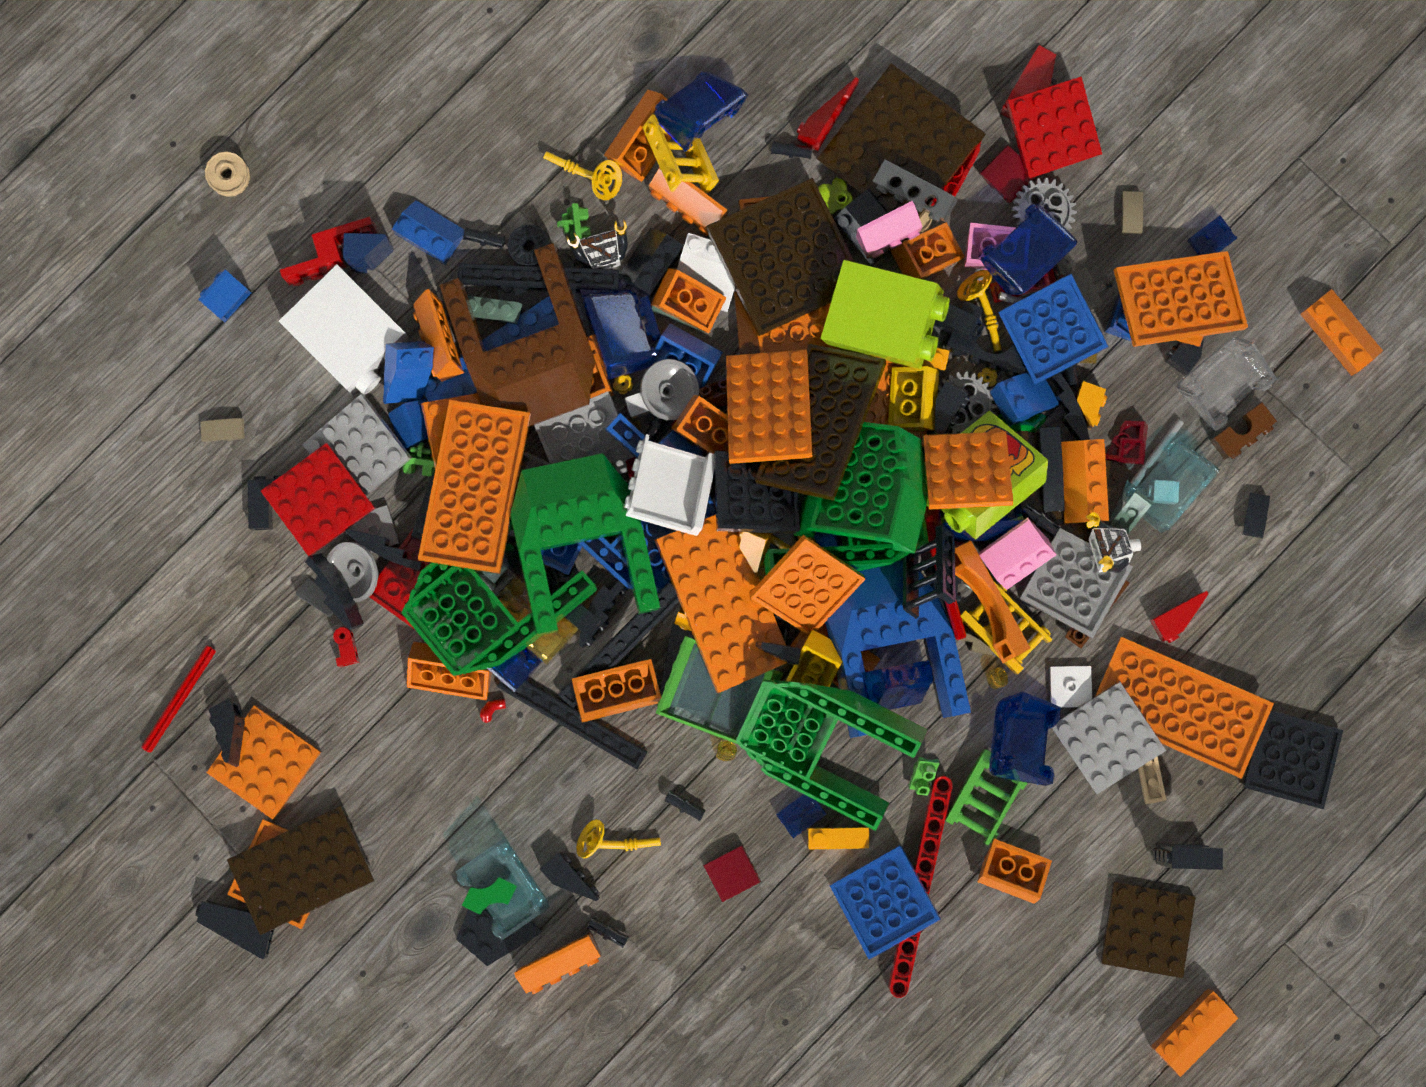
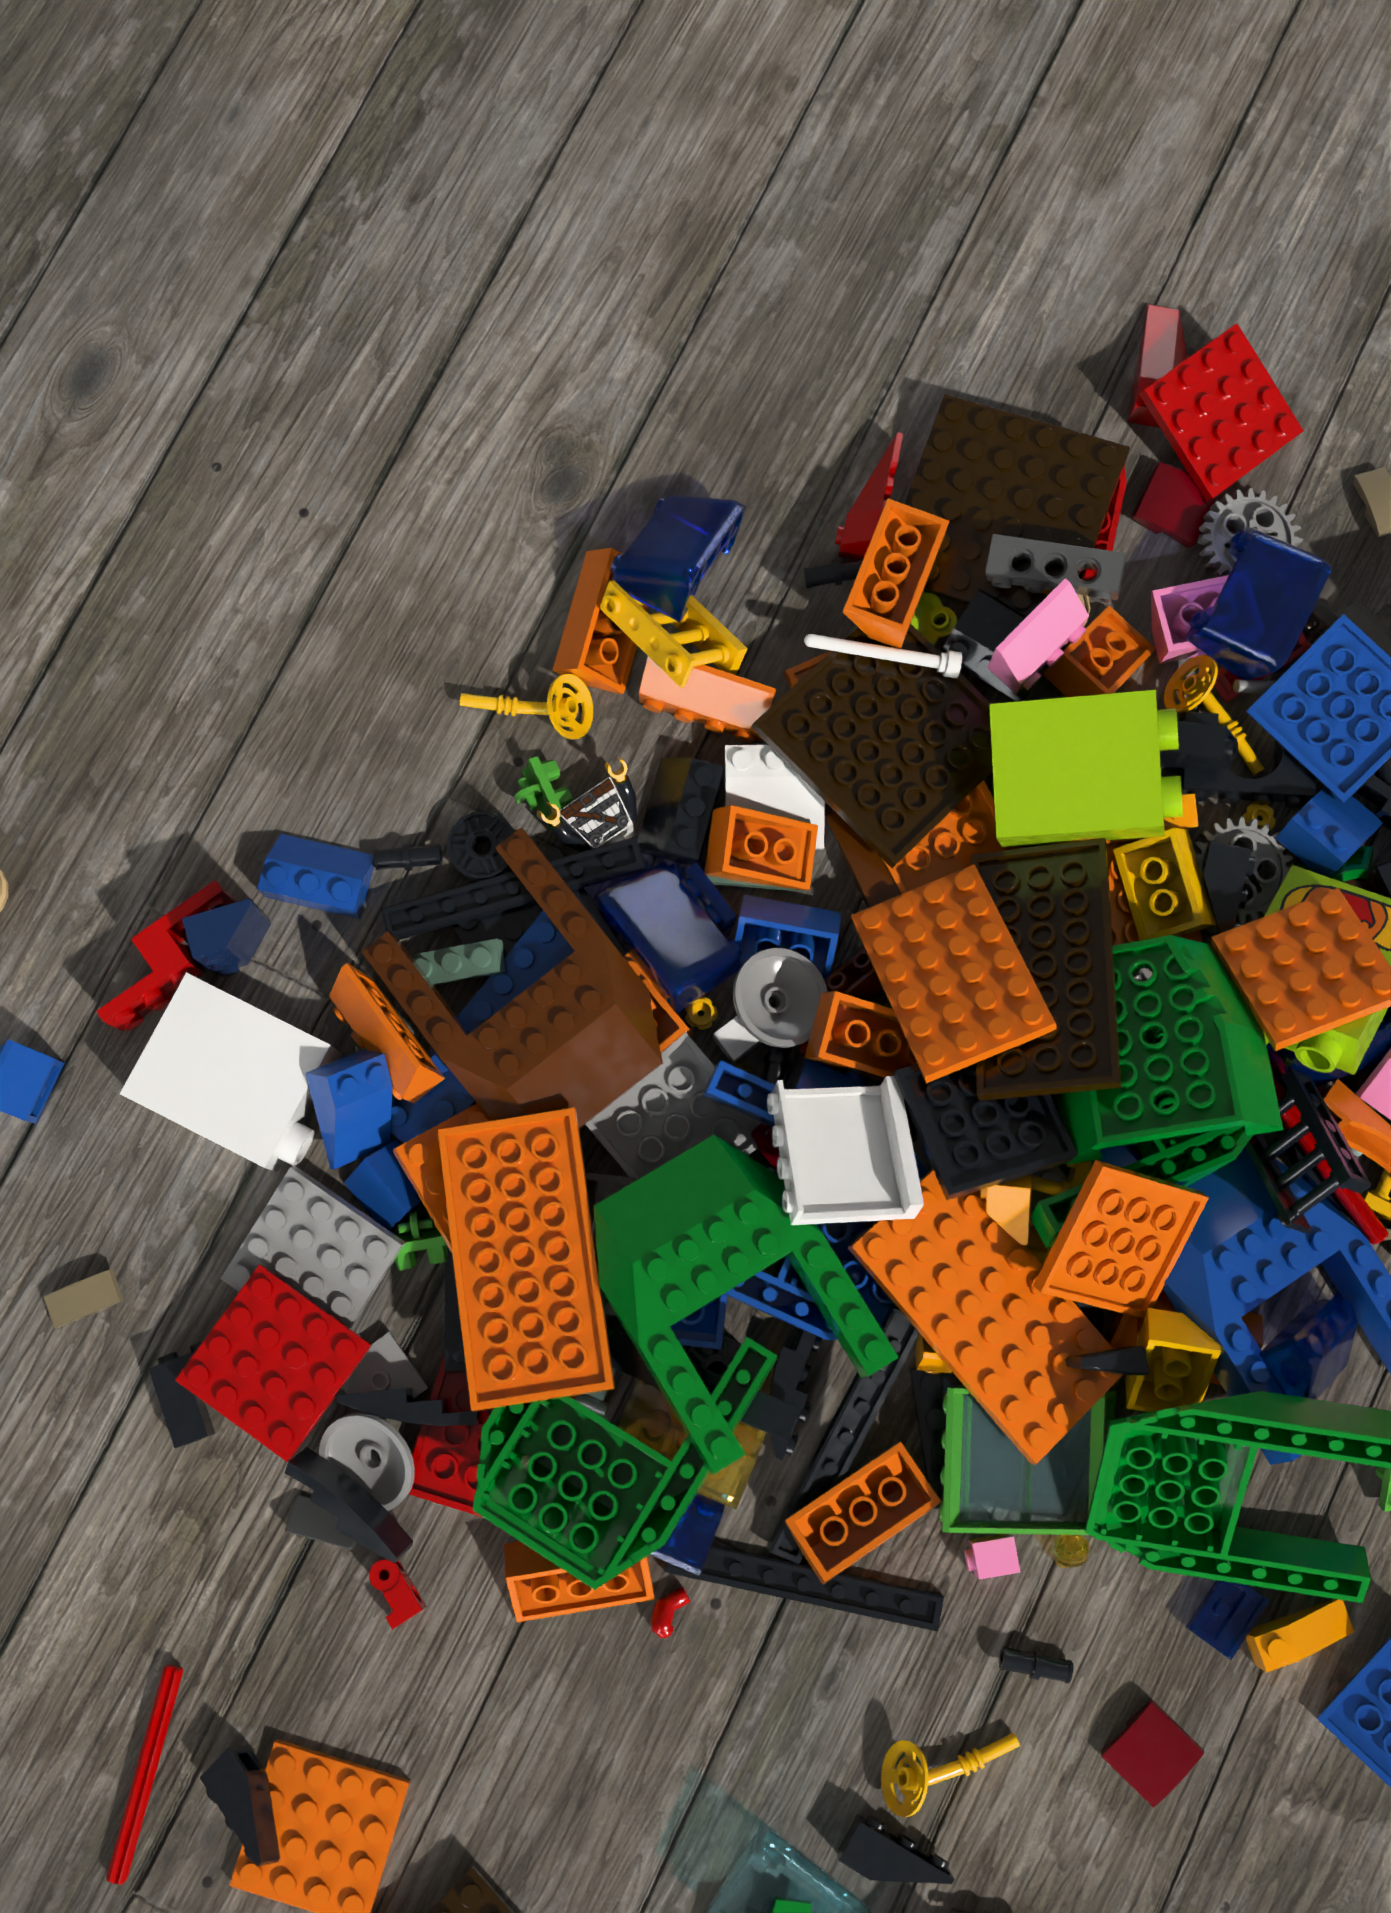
camera: 20 degrees left, 5 degrees down
(681, 739) = (992, 1556): none -> bright pink brick
(820, 163) = (895, 572): none -> orange slope
(832, 226) = (946, 663): none -> white piece

